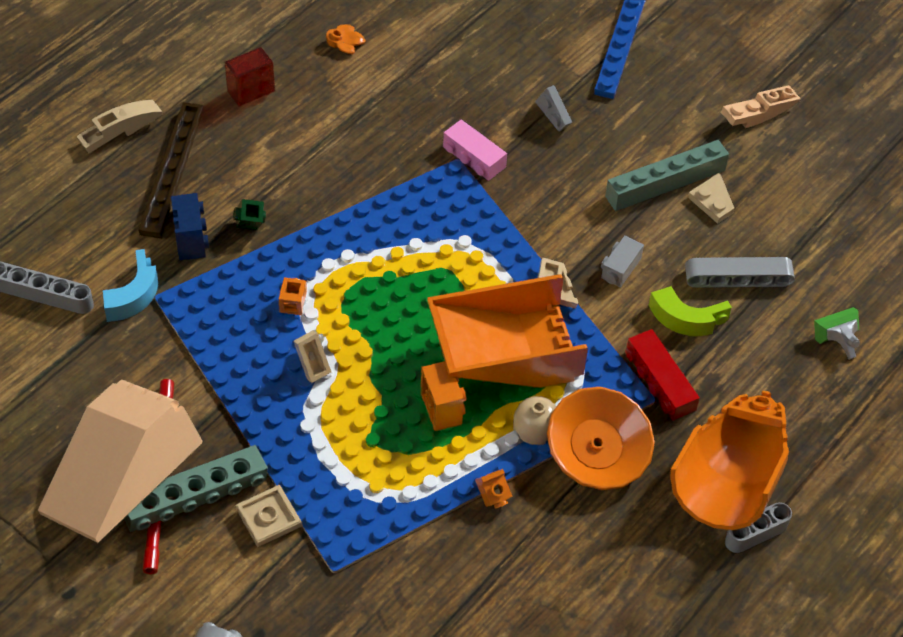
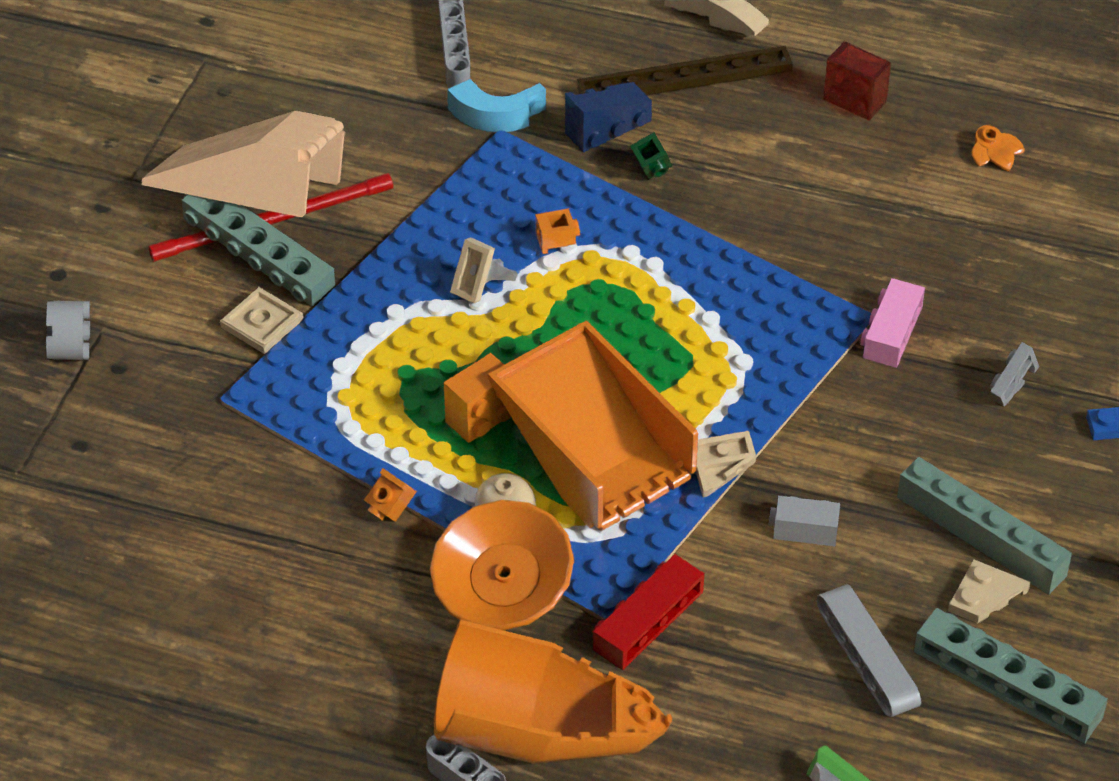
camera: 70 degrees right, 5 degrees down
(686, 319) = (756, 592): lime arch -> none
(786, 211) = (1010, 675): none -> sand green brick

